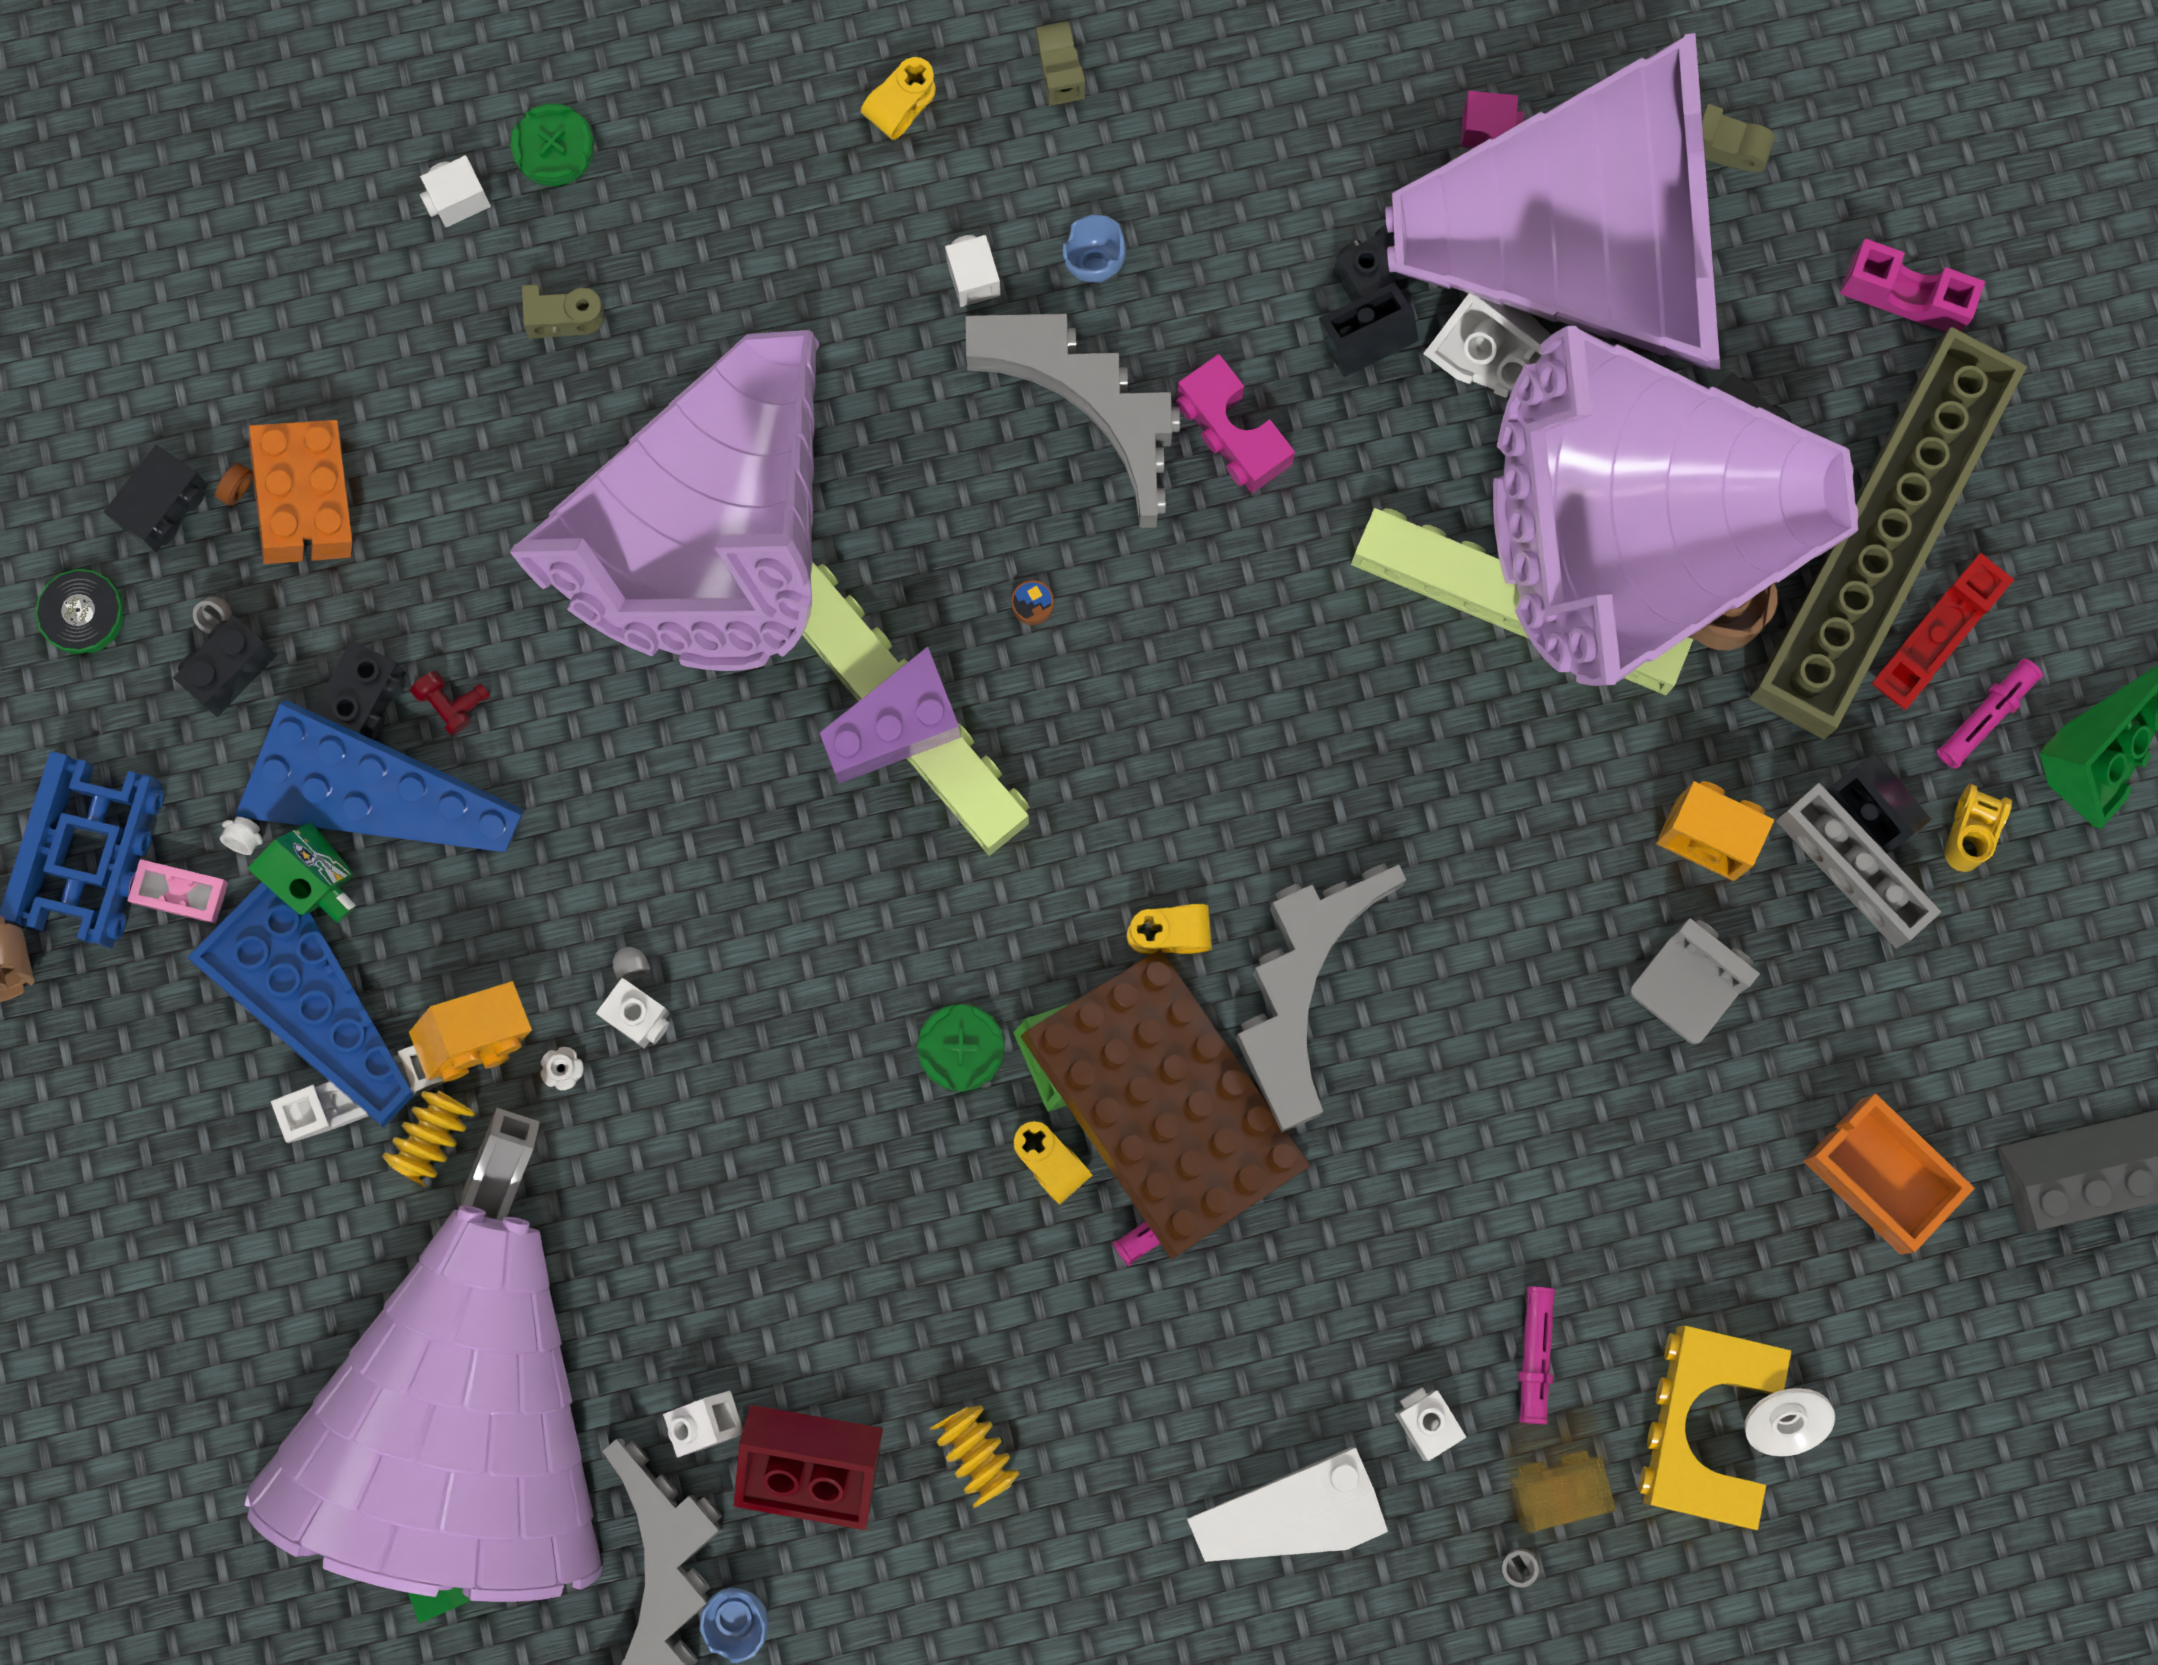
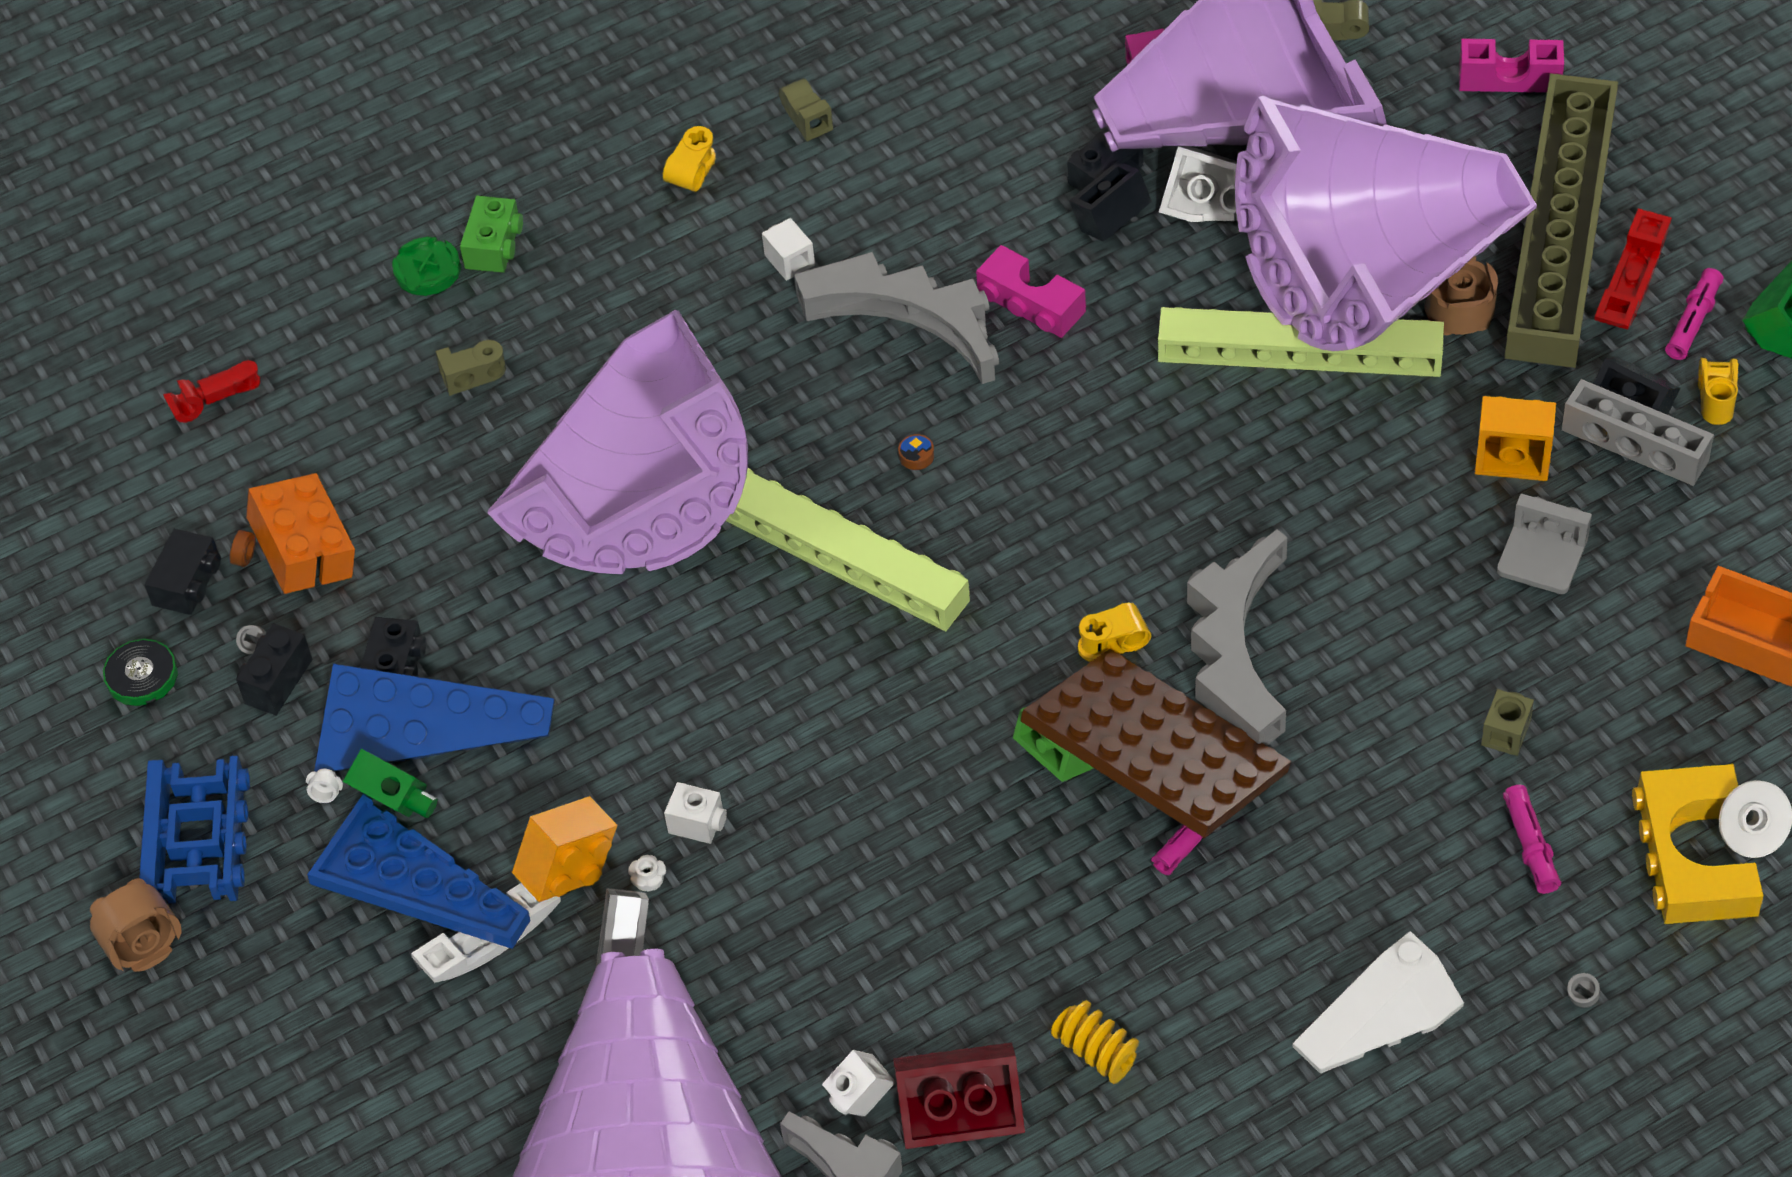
camera: 10 degrees left, 25 degrees down
(177, 891) = (282, 838): bright pink piece -> none
(224, 252) = (213, 388): none -> red piece
(427, 1136) = (551, 947): yellow piece -> none
(453, 191) = (359, 312): white brick -> none
(453, 713) = (448, 641): dark red piece -> none
(630, 964) = (680, 775): light grey hinge -> none
(637, 128) = (491, 234): none -> bright green brick
(892, 721) = (836, 539): medium lavender wedge -> none
(961, 1047) = (973, 765): green tile -> none
(1056, 1167) = (1078, 817): yellow piece -> none
(1094, 248) = (878, 210): medium blue hair -> none
(1429, 1423) = (1464, 910): white brick -> none
(1553, 1212) = (1505, 734): none -> olive brick
(1561, 1492) = (1593, 926): clear yellow brick -> none

